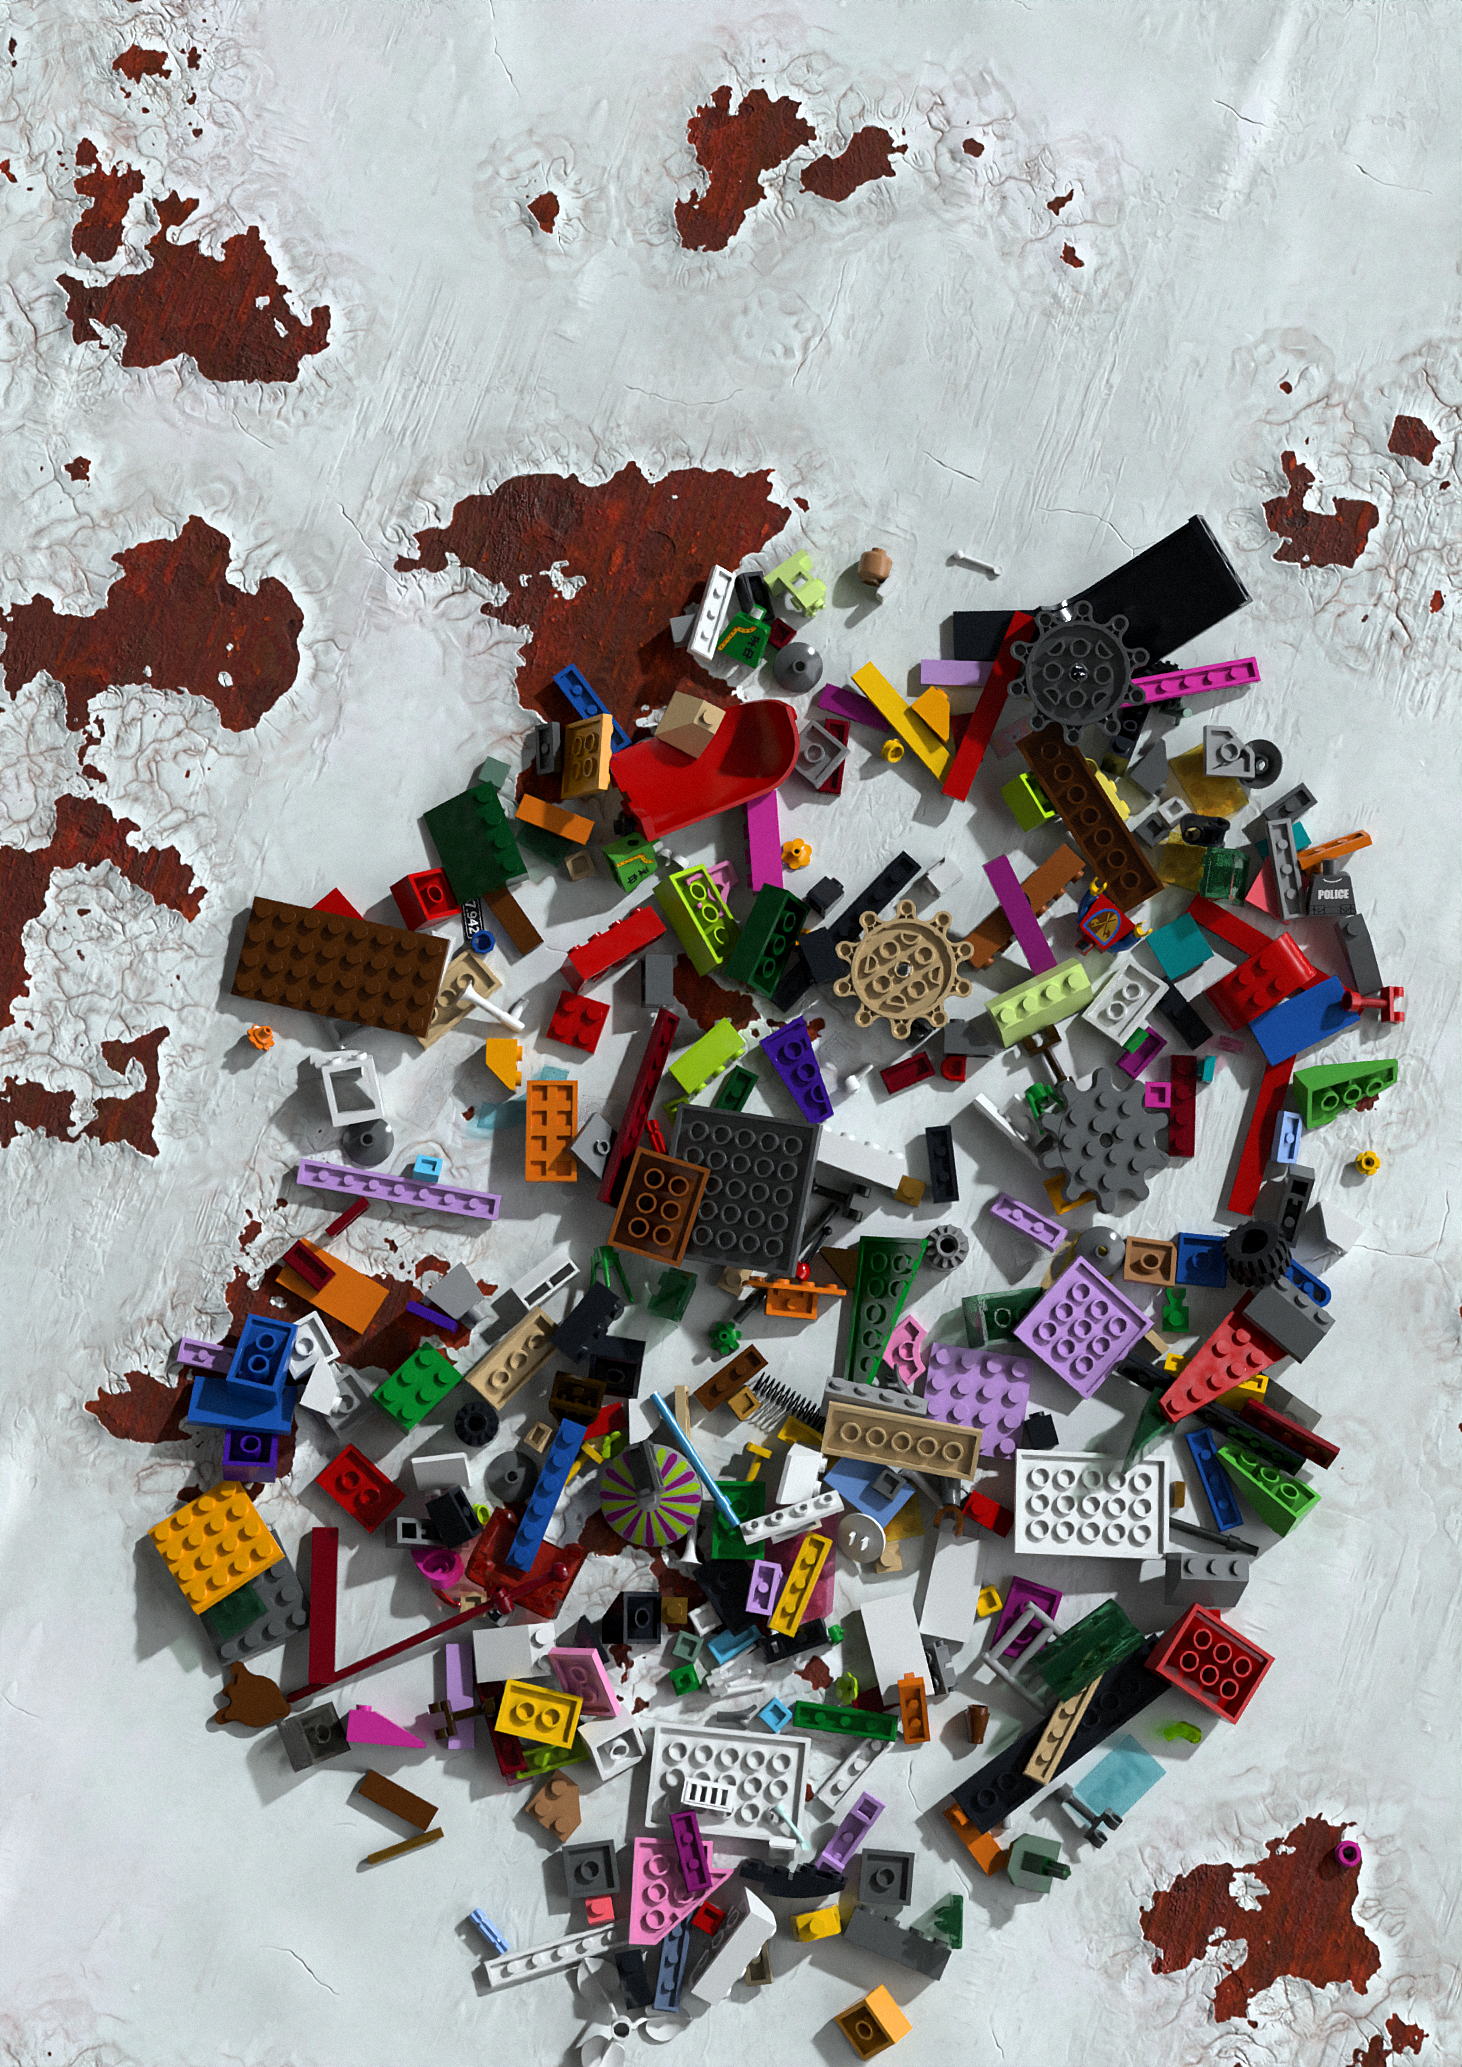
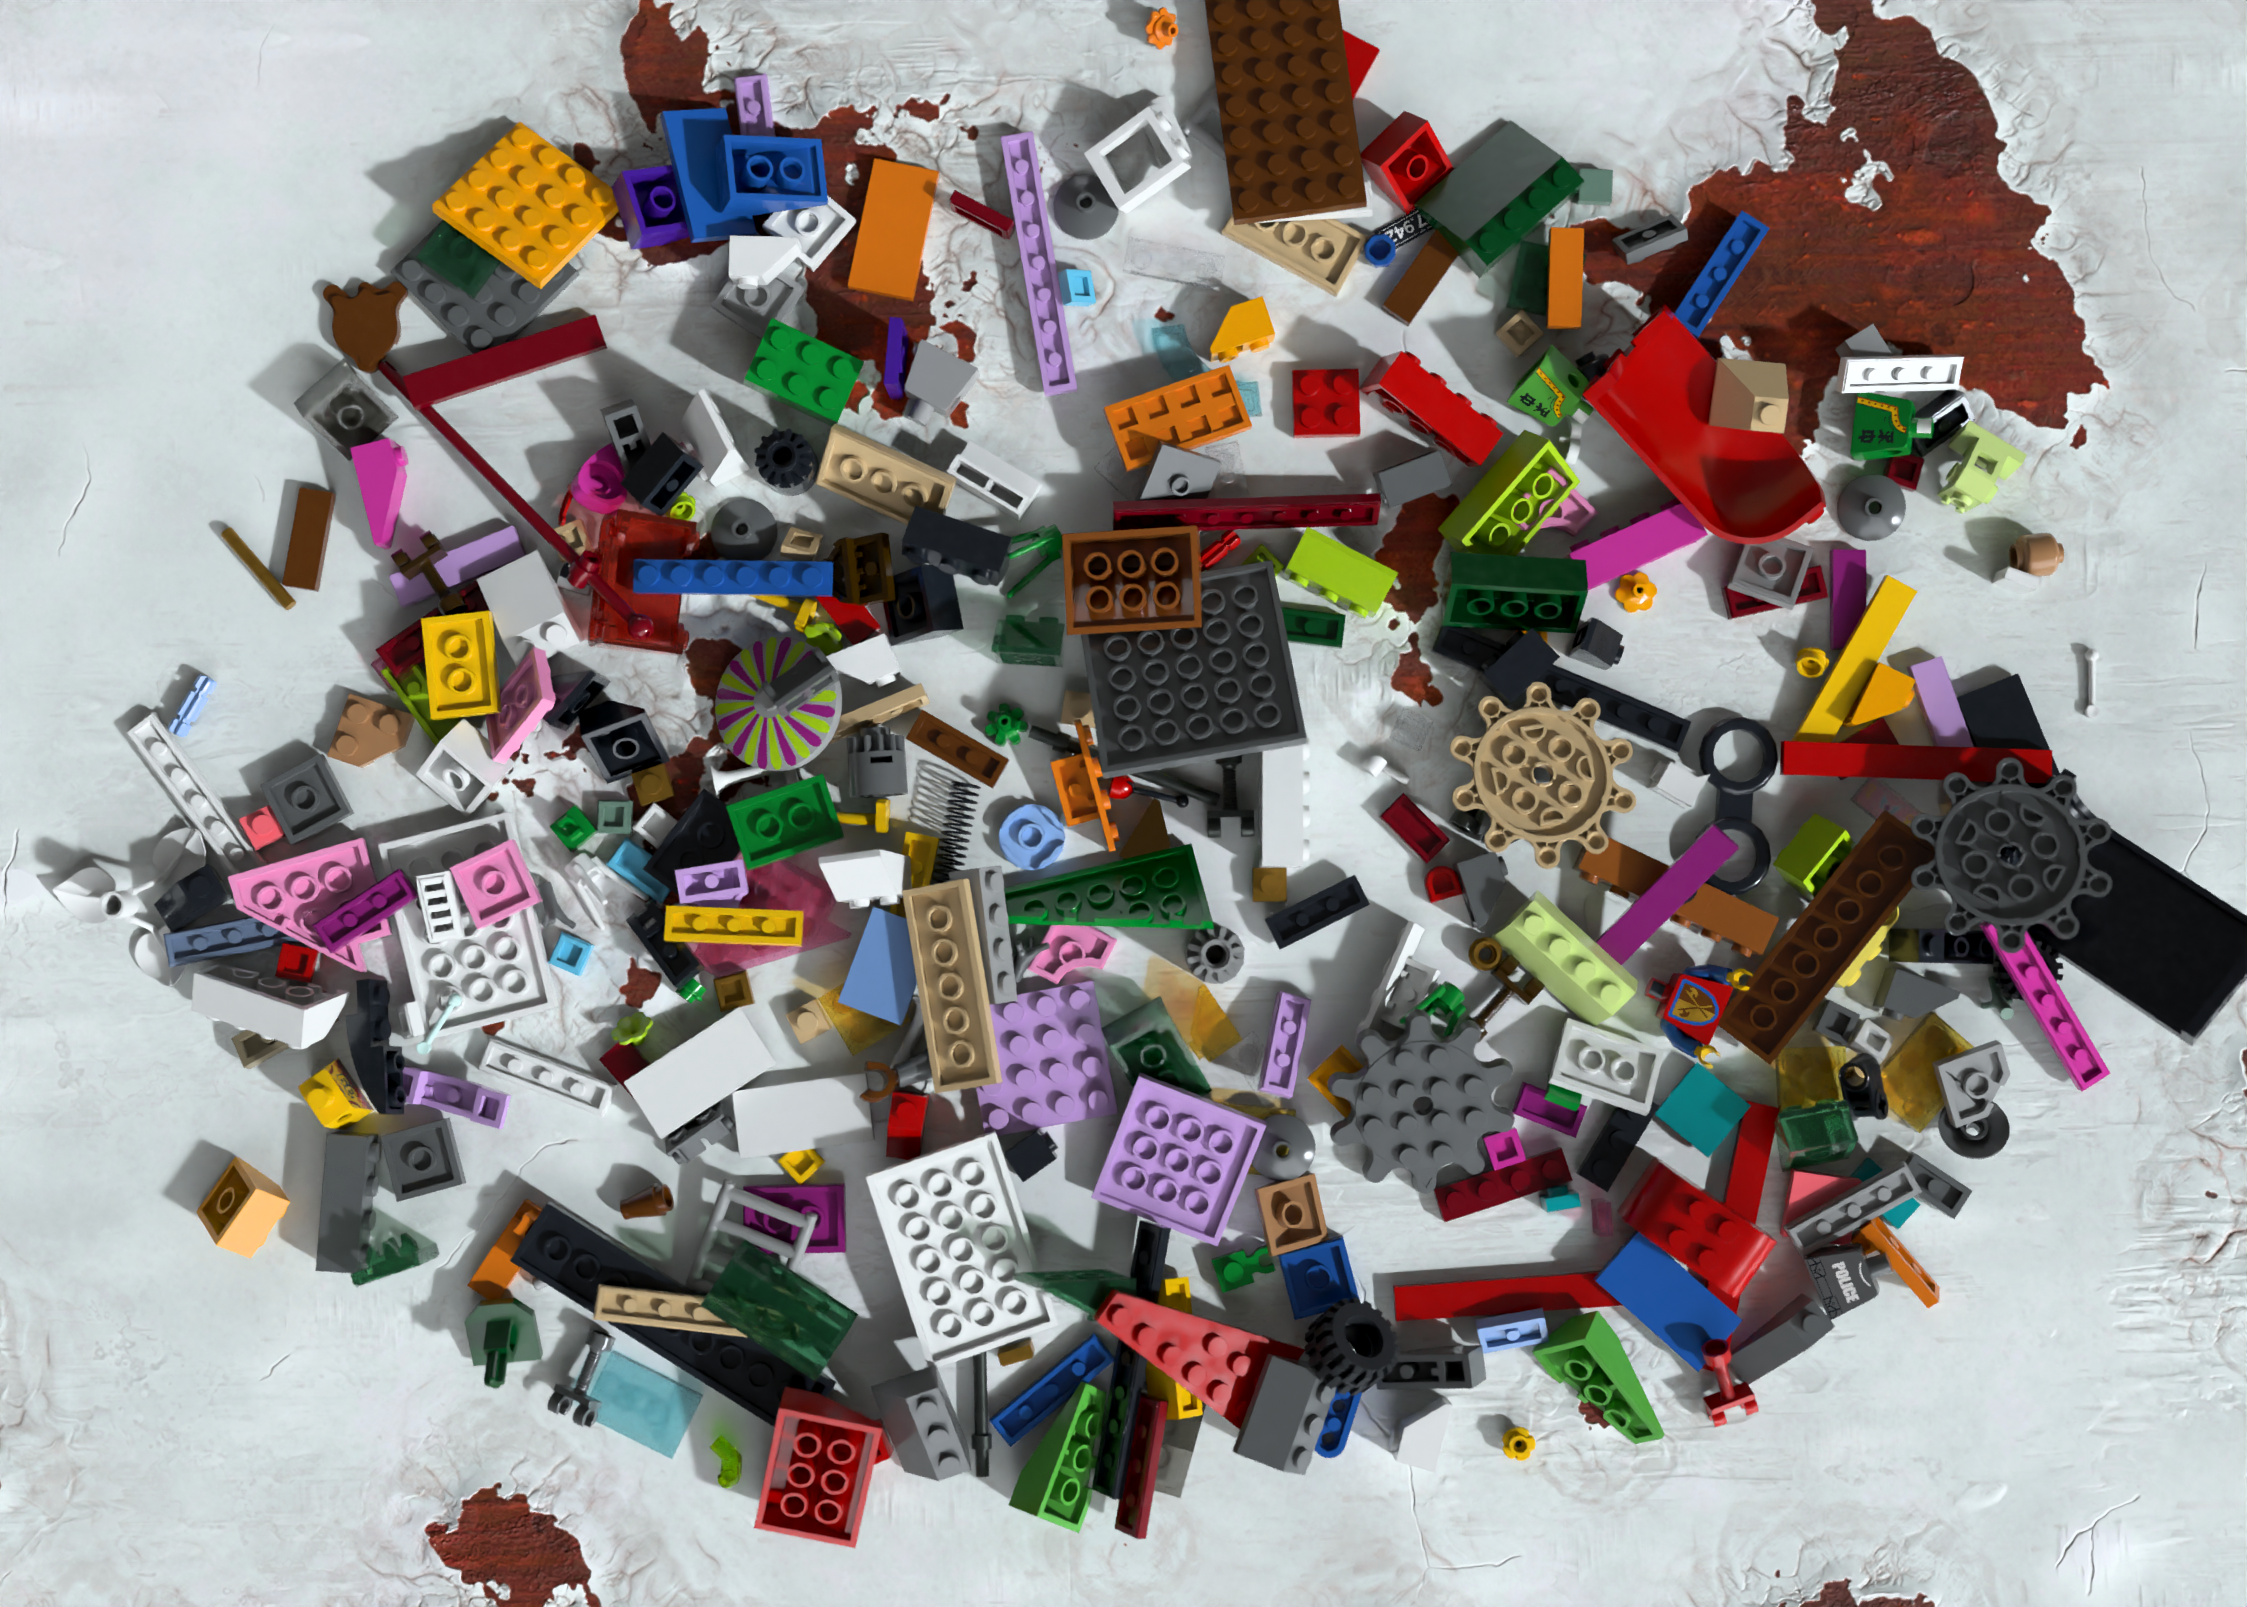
camera: 70 degrees right, 5 degrees up
(309, 1266) = (905, 190): dark red tile -> none
(360, 1488) = (662, 354): red plate -> none
(509, 1020) = (1295, 318): white piece -> none
(586, 757) = (1660, 285): light orange plate -> none
(706, 1747) = (496, 884): none -> bright pink plate
(720, 1439) = (877, 764): none -> dark grey gear
(721, 1502) = (796, 792): dark azure bar -> none
(743, 1403) = (932, 775): pearl gold plate -> none
(793, 1519) = (807, 885): white bracket -> none
(797, 1066) = (1373, 688): dark purple wing -> none
(813, 1348) = (1031, 837): none -> light blue tile
(846, 1605) = (734, 991): none -> pearl gold tile
(846, 1720) = (592, 1042): green tile -> none
(861, 1537) = (820, 979): white piece -> none
(888, 1484) = (895, 989): dark grey tile -> none
(913, 1709) = (632, 1119): orange hinge -> none
(969, 839) = (1735, 798): none -> black bar
(996, 1270) = (1210, 1027): none -> clear yellow slope
(1020, 1050) = (1495, 950): none -> pearl gold plate
(1155, 1342) = (1194, 1257): tan tile -> none

